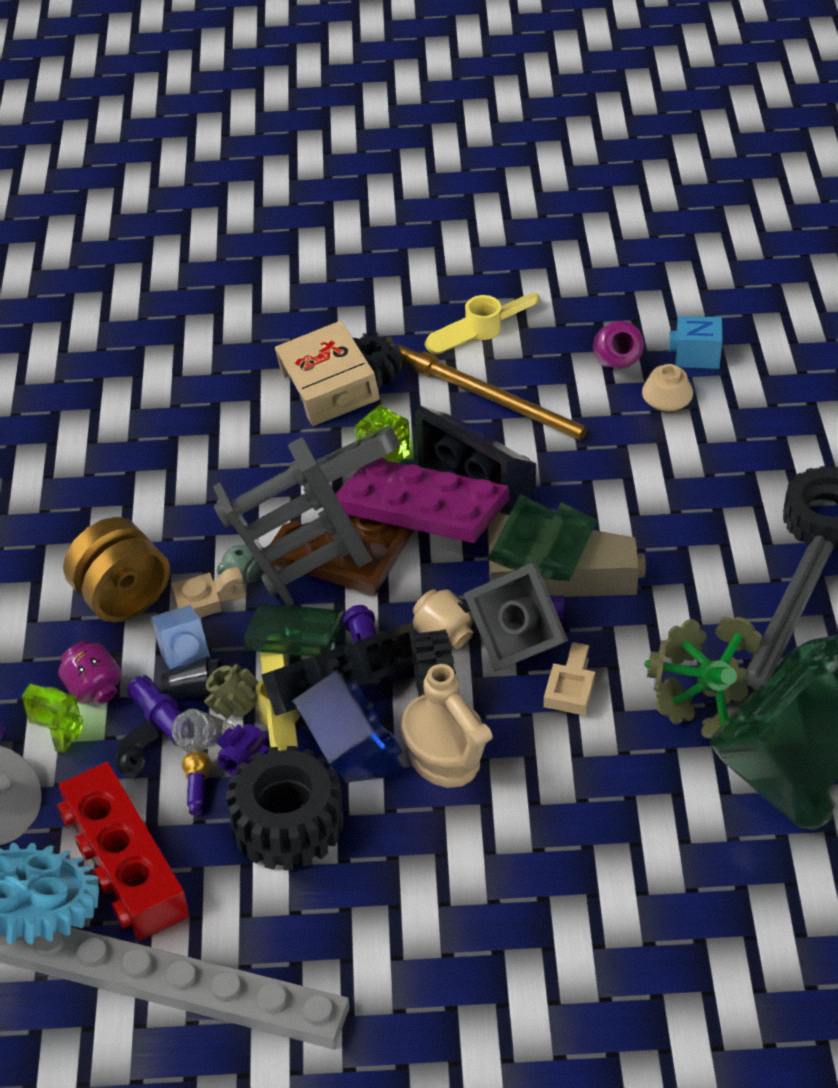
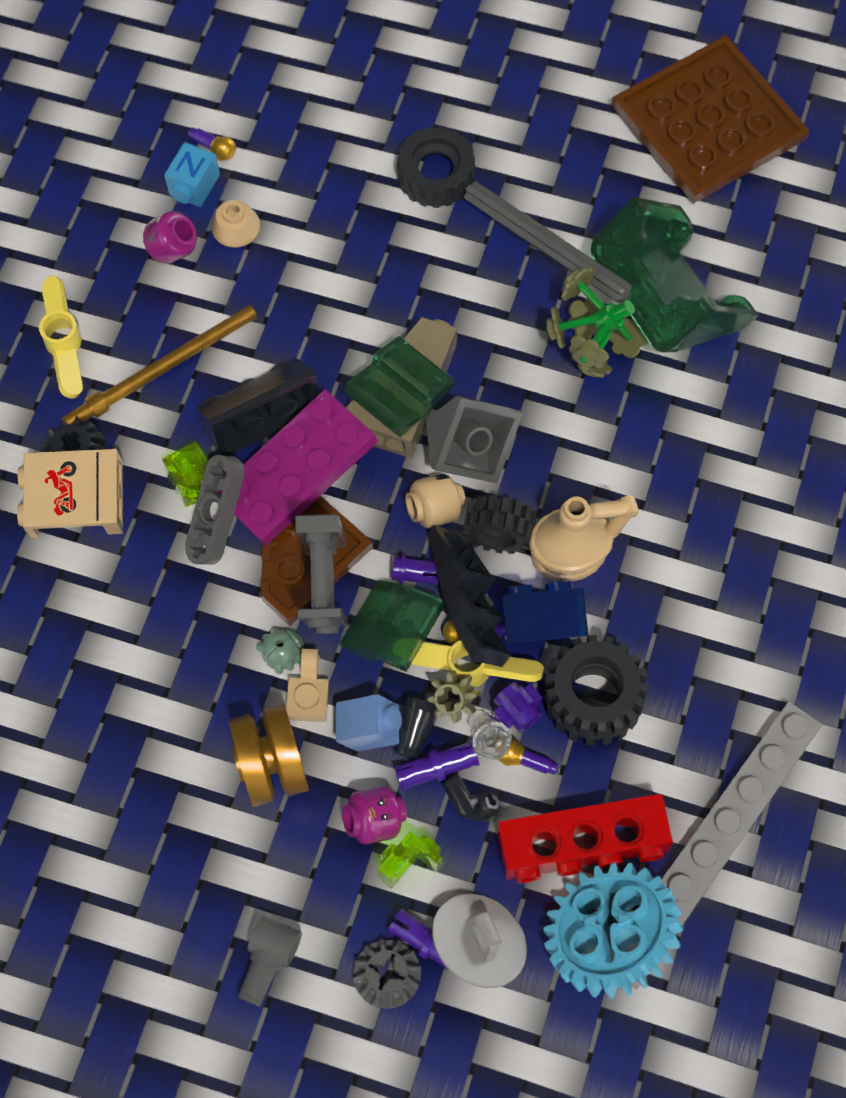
camera: 70 degrees left, 20 degrees up
(571, 685) = (545, 430): tan plate -> none
(745, 354) = (222, 146): none -> piece

